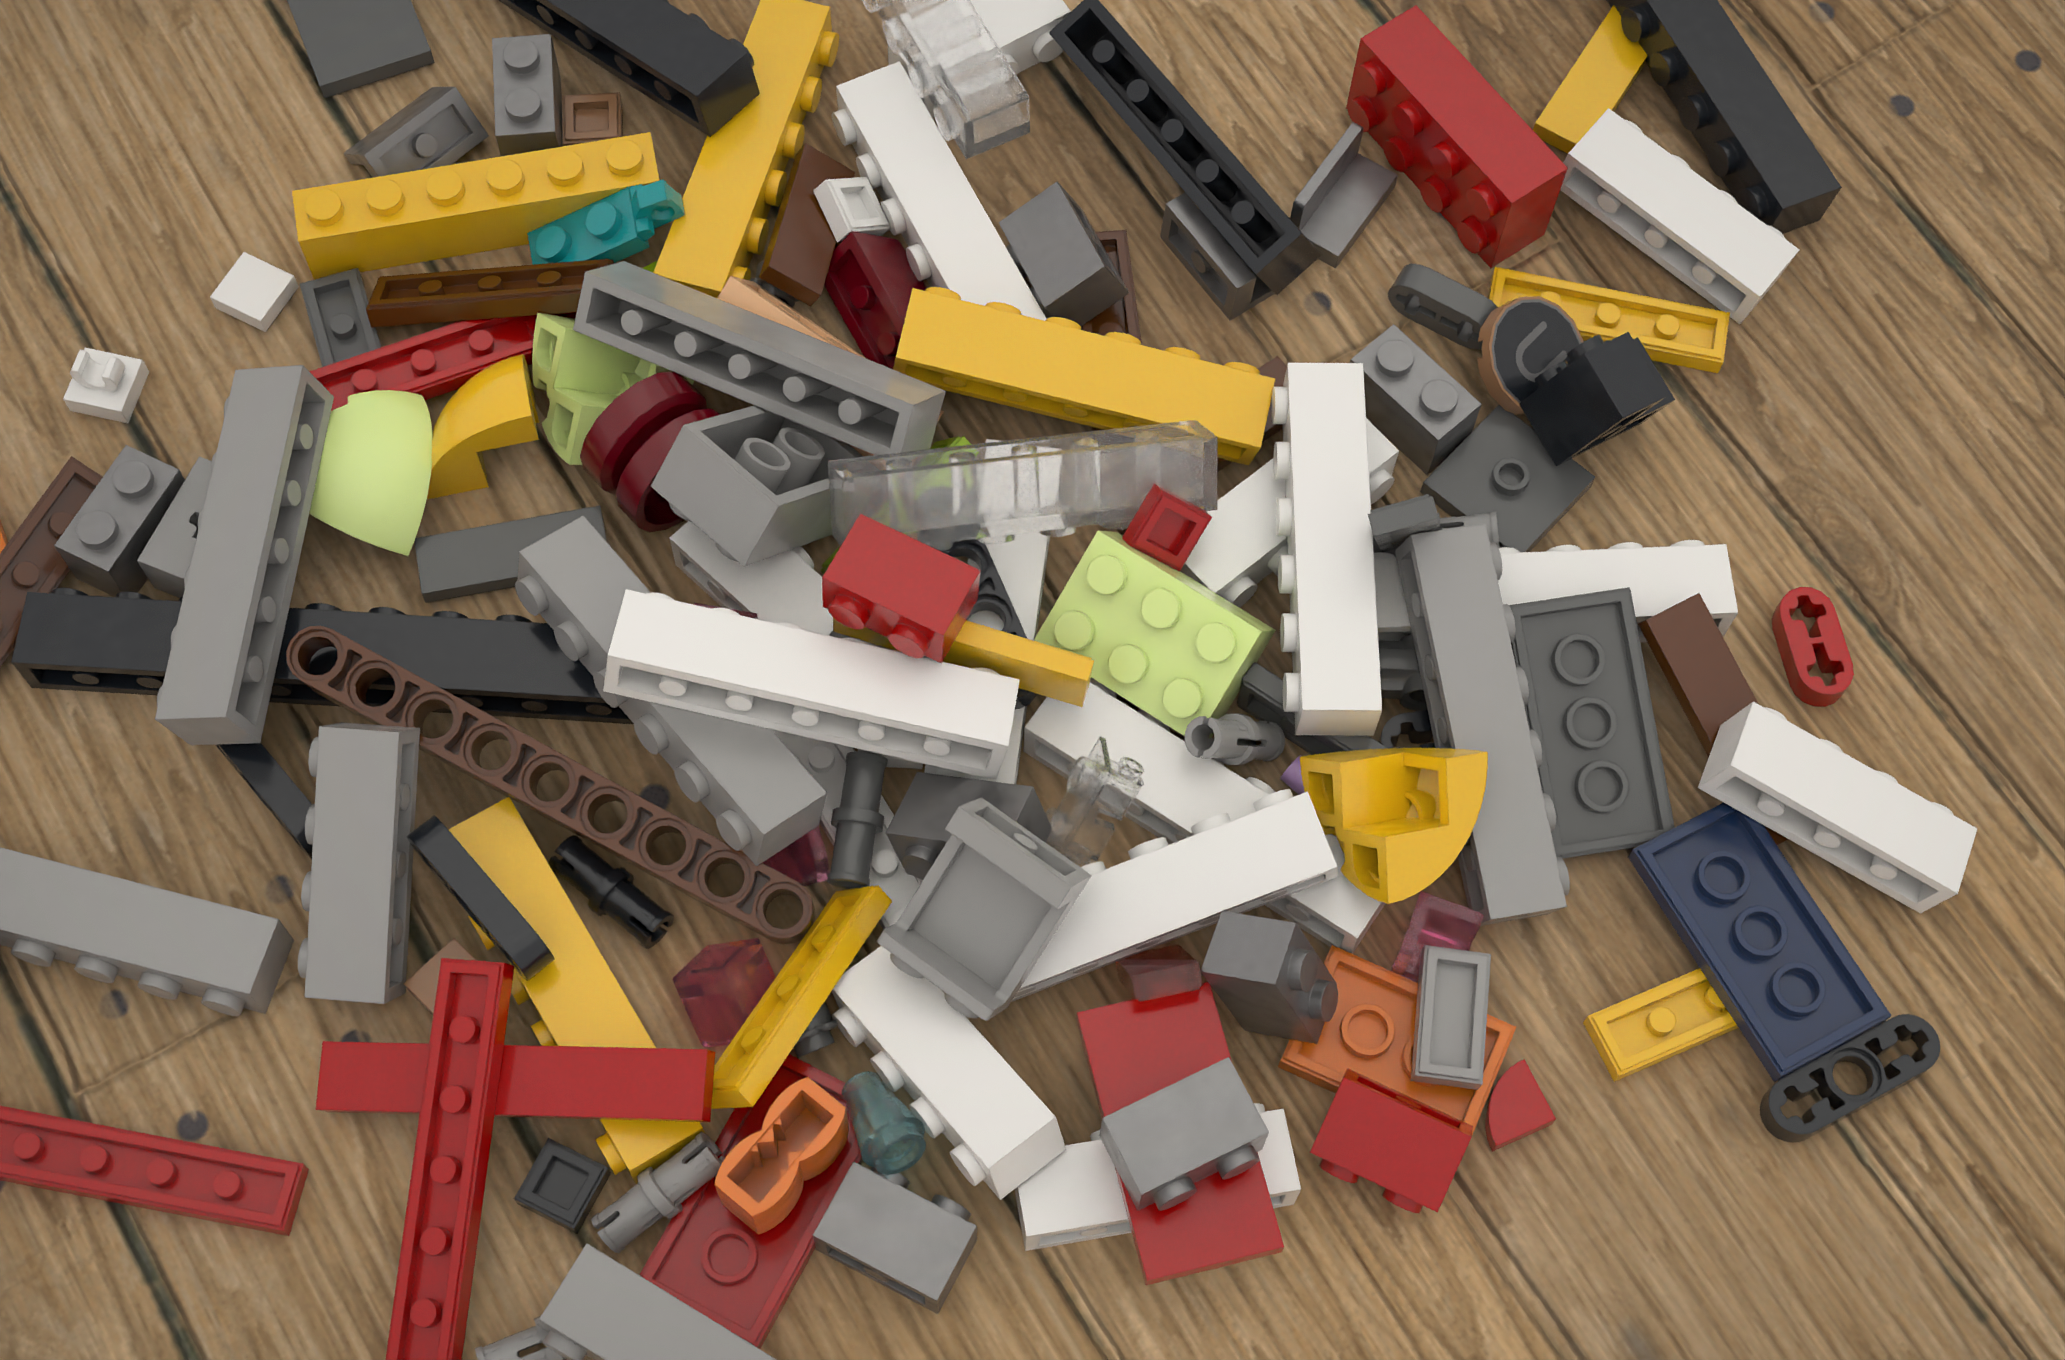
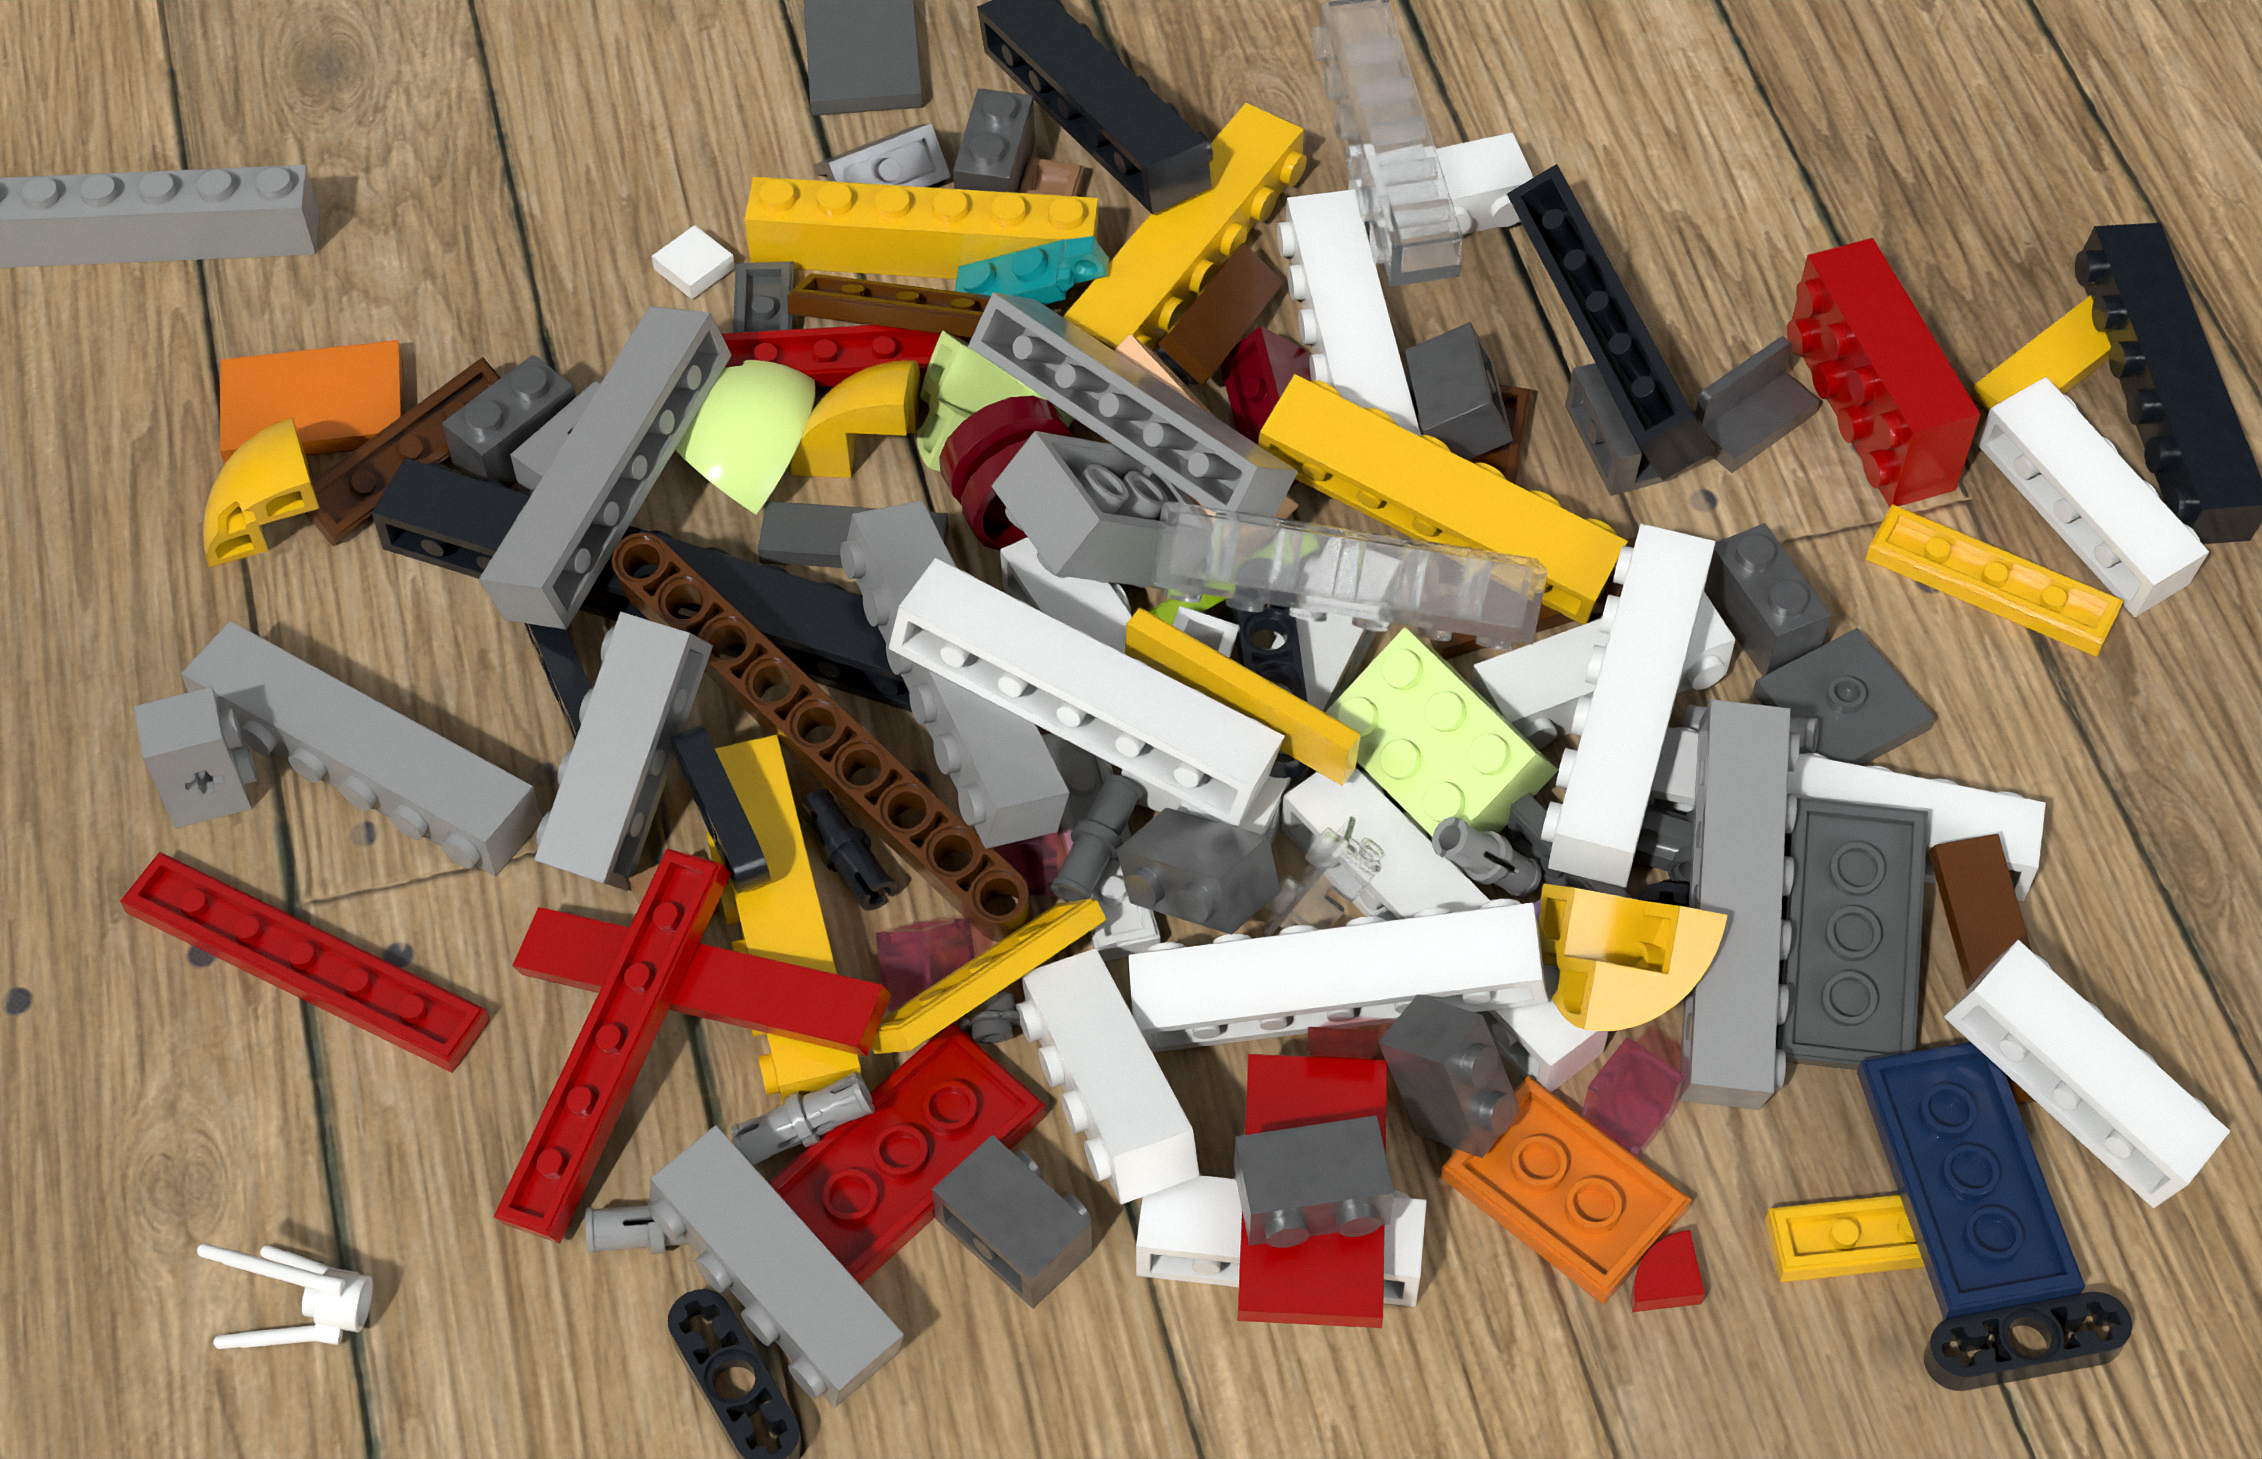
camera: 20 degrees right, 10 degrees down
(105, 384) = (533, 309): white tile -> none
(562, 1185) = (716, 1093): black tile -> none
(796, 1143) = (917, 1111): orange brick -> none
(851, 206) = (1268, 305): white tile -> none
(883, 1125) = (1031, 1114): clear light blue cone -> none
(899, 589) = (1191, 620): red brick -> none
(984, 911) = (1185, 932): light grey panel -> none
(1166, 527) = (1476, 646): red tile -> none
(1391, 1143) = (1525, 1263): red brick -> none
(1398, 521) = (1702, 677): dark grey tile -> none
(1440, 304) = (1828, 527): dark grey beam -> none
(1451, 1017) = (1624, 1168): light grey tile -> none
(1522, 343) = (1901, 590): tile -> none
(1595, 396) = (1953, 635): black brick -> none
(1822, 644) = (2129, 929): red beam -> none

